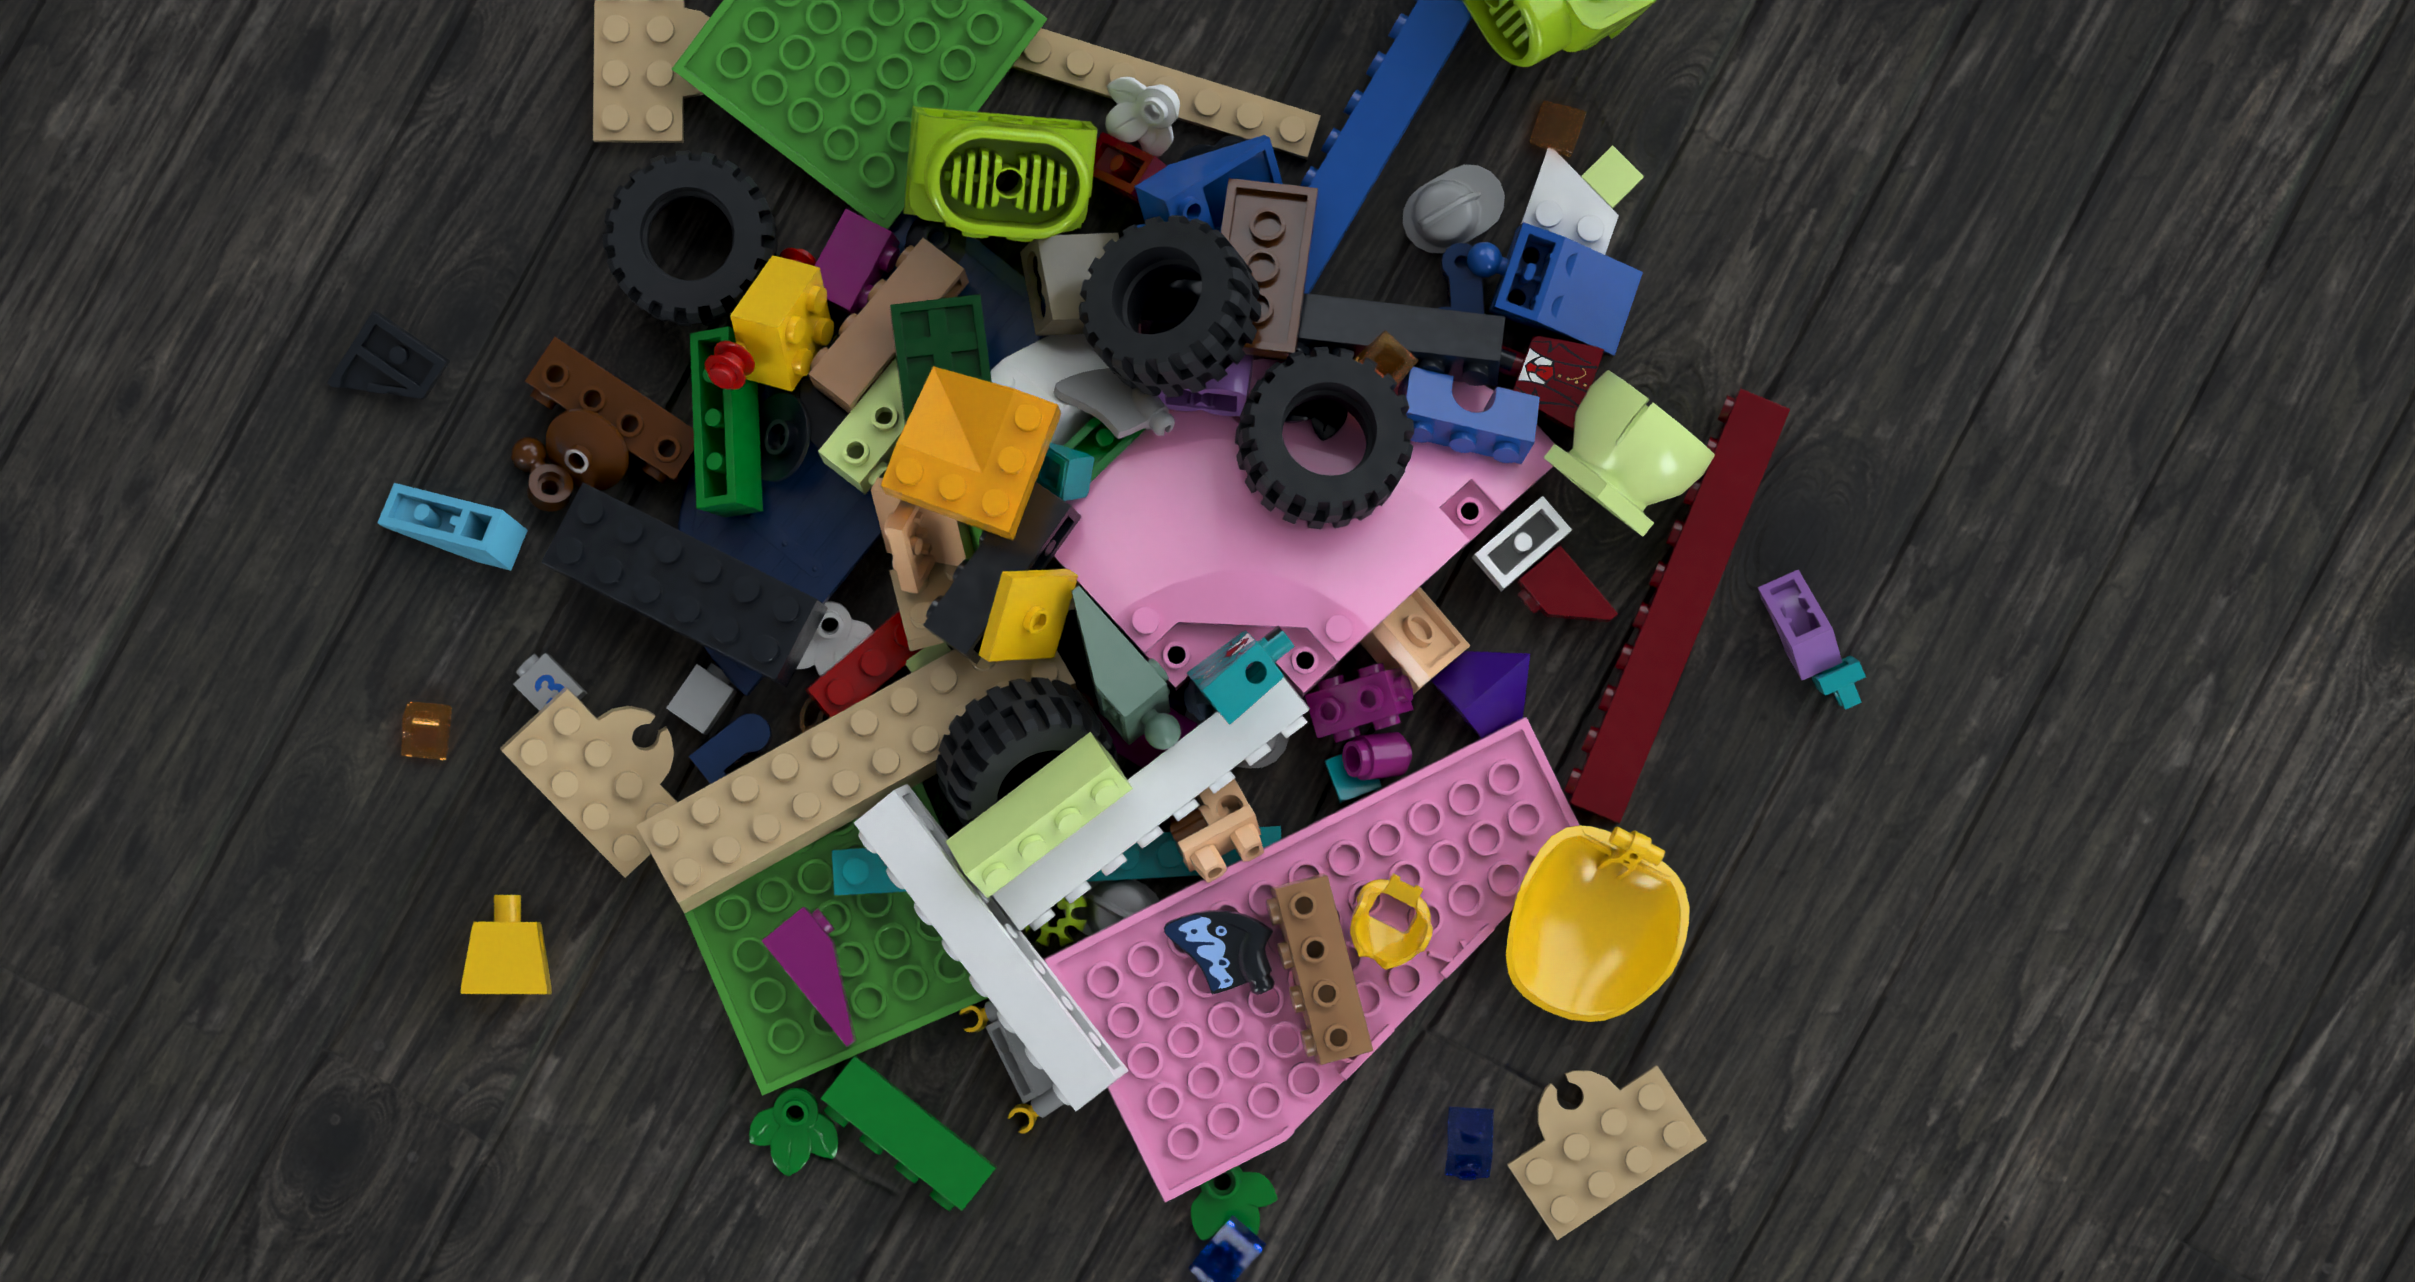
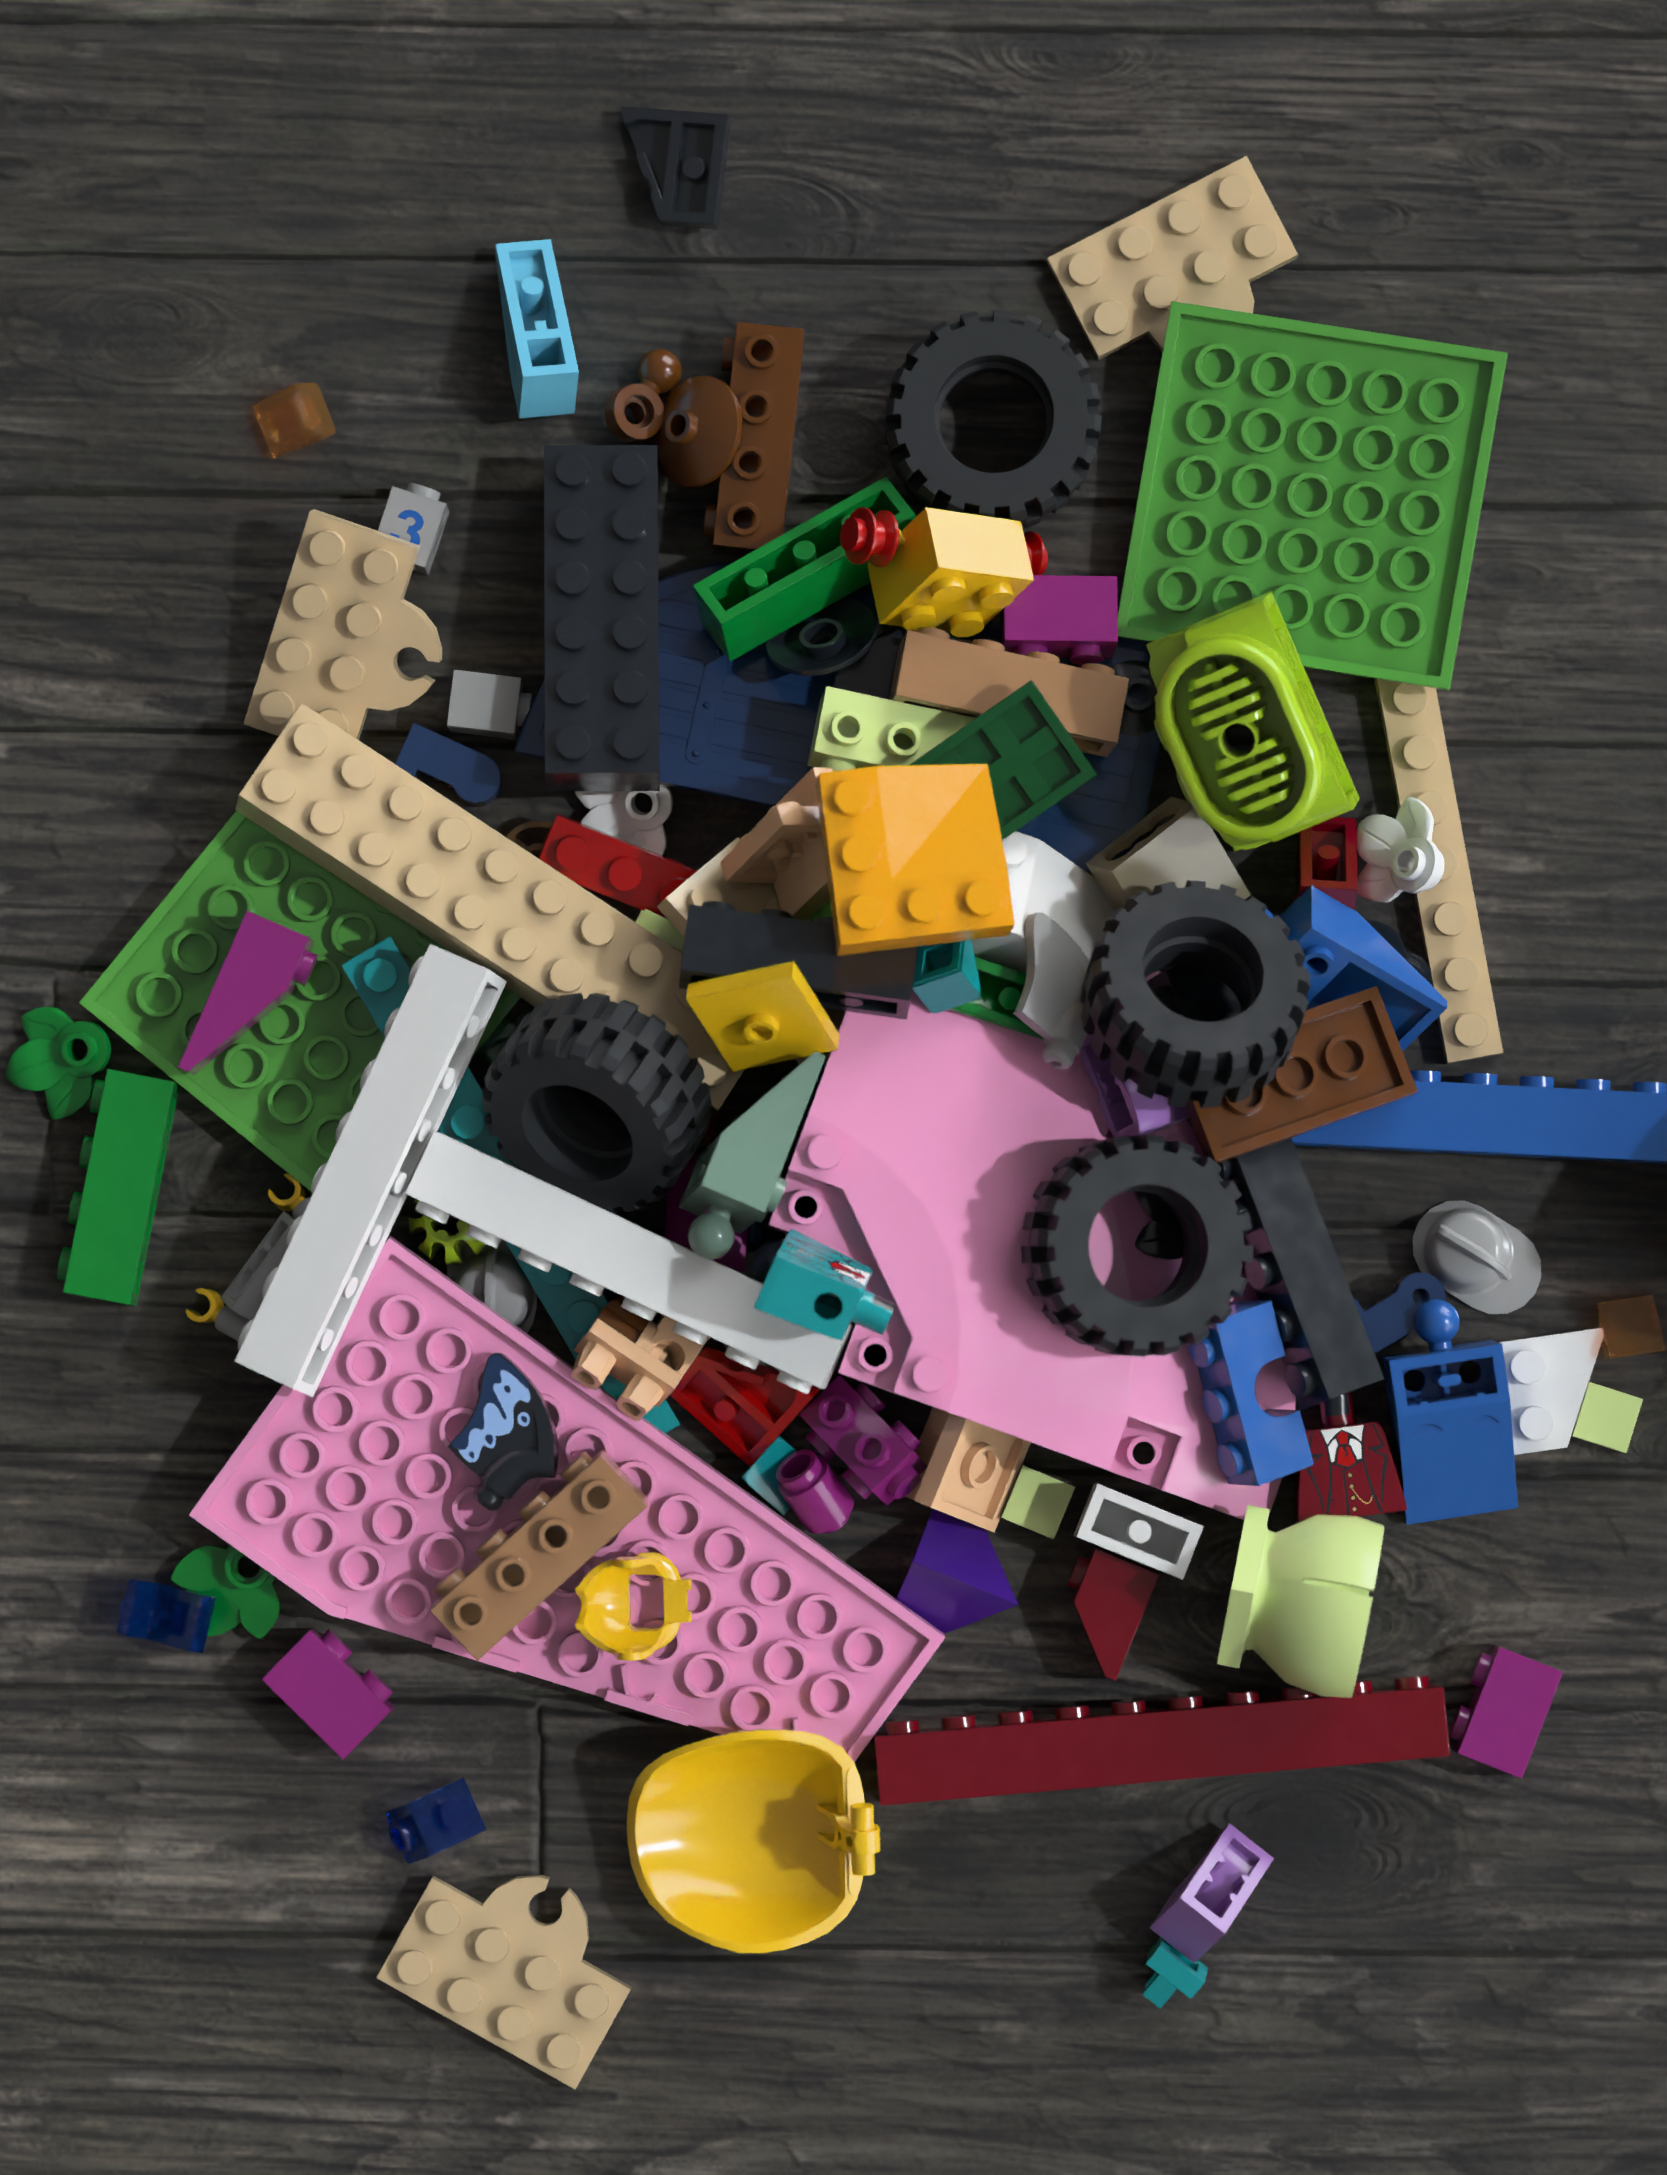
camera: 60 degrees right, 0 degrees up
(506, 954) = (90, 637): yellow torso -> none
(1038, 815) = (544, 1146): yellowish green brick -> none
(1287, 775) = (739, 1403): none -> red wing
(1340, 1168) = (330, 1691): none -> magenta brick
(1389, 356) = (1268, 1272): clear orange slope -> none
(1465, 604) = (1038, 1502): none -> yellowish green tile
(1778, 354) = (1504, 1710): none -> magenta brick

